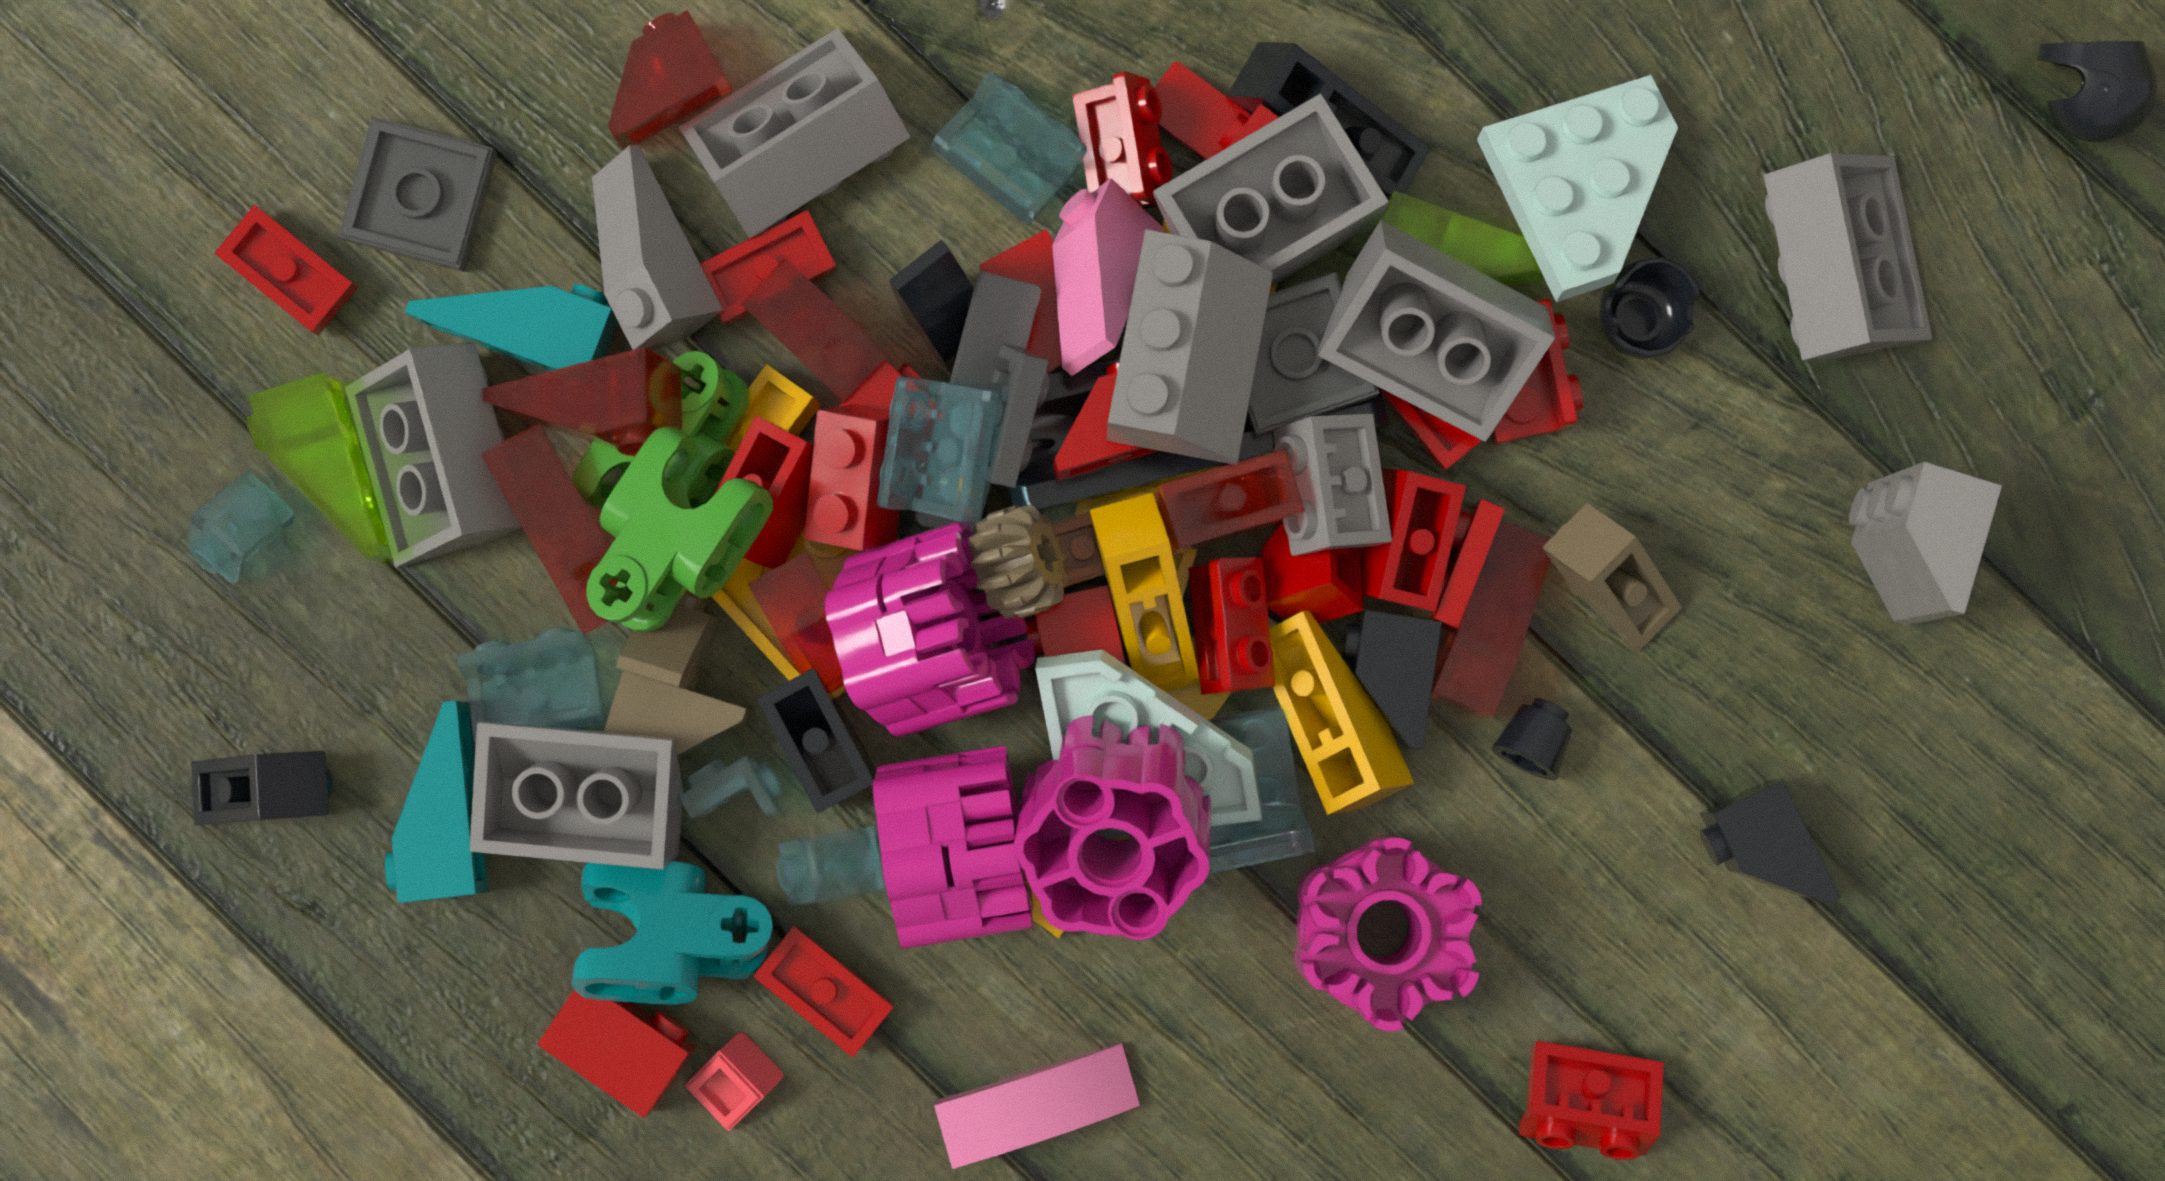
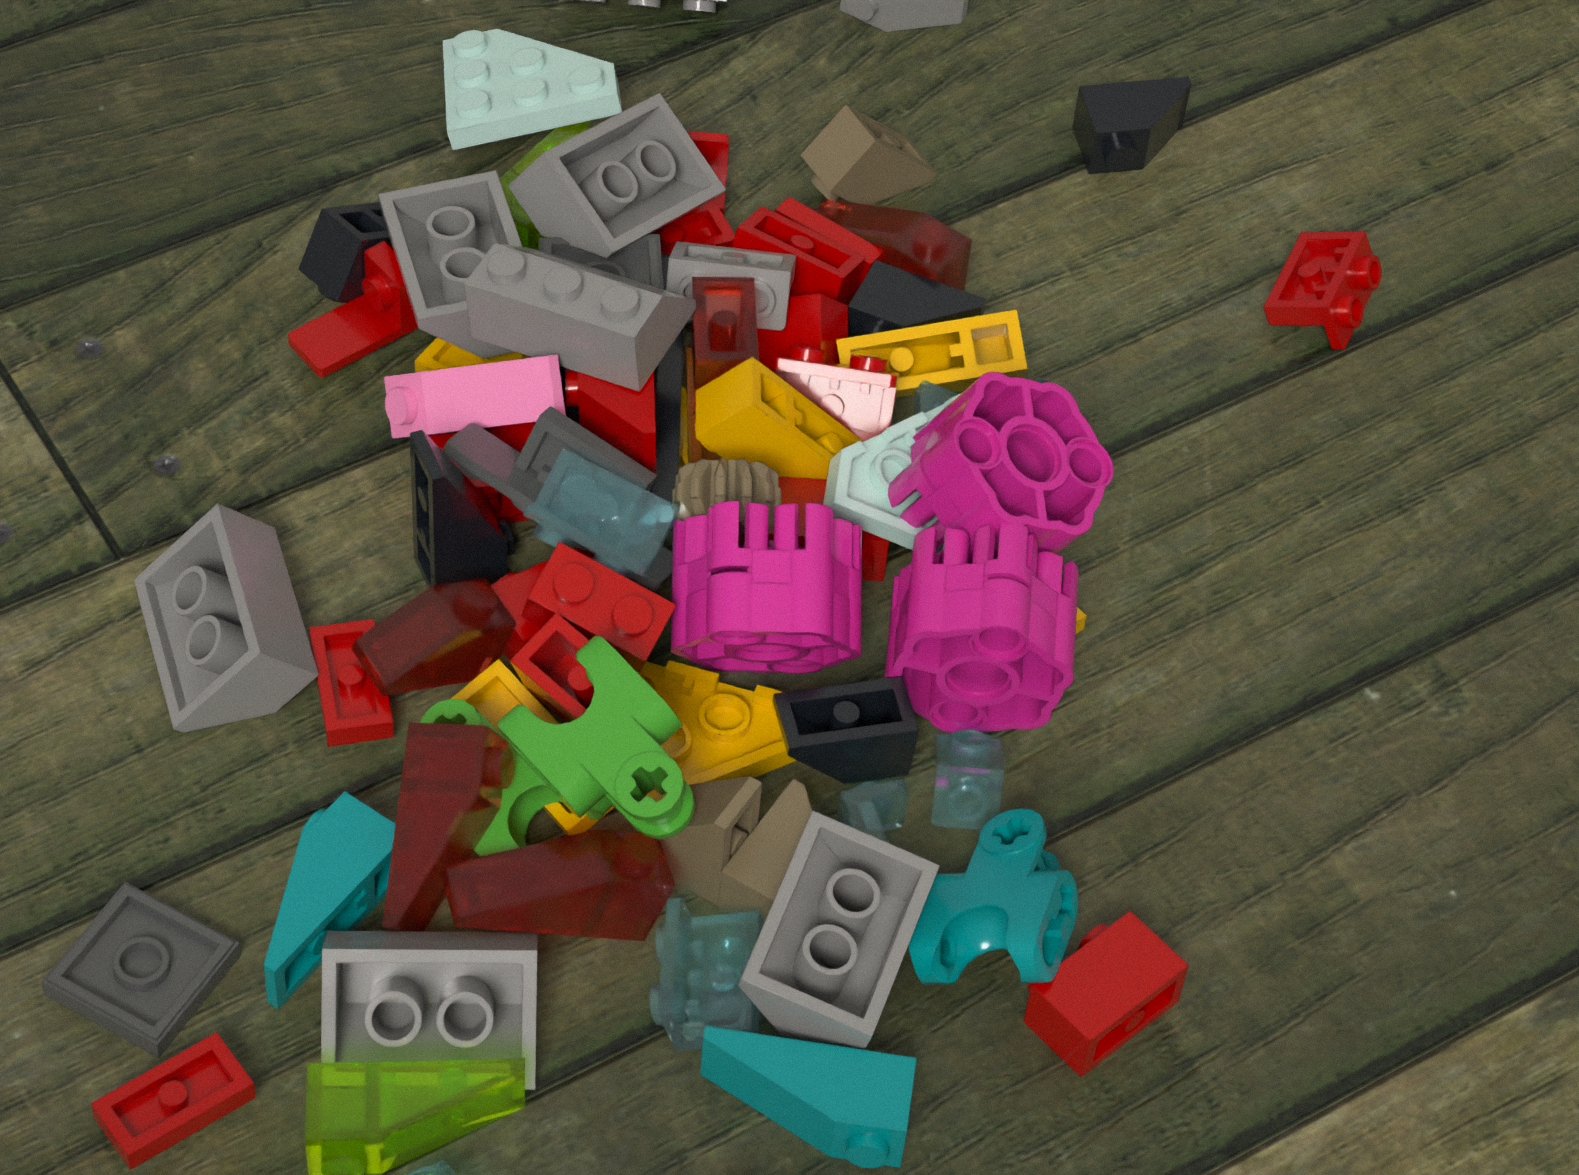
camera: 80 degrees left, 35 degrees down
(646, 258) = (289, 763): light grey slope -> none
(665, 79) = (122, 711): clear red slope -> none
(734, 1080) = (1171, 913): coral slope -> none
(795, 608) = (719, 701): clear red slope -> none
(824, 990) = (1096, 808): red plate -> none
(1010, 148) = (314, 461): clear light blue bracket -> none
(1036, 1105) = (1244, 674): bright pink slope -> none
(1123, 137) = (343, 376): bracket -> none
(1429, 964) = (1144, 365): dark pink piece -> none
(1535, 739) = (999, 244): black hat -> none
(1648, 308) = (644, 76): black hair -> none

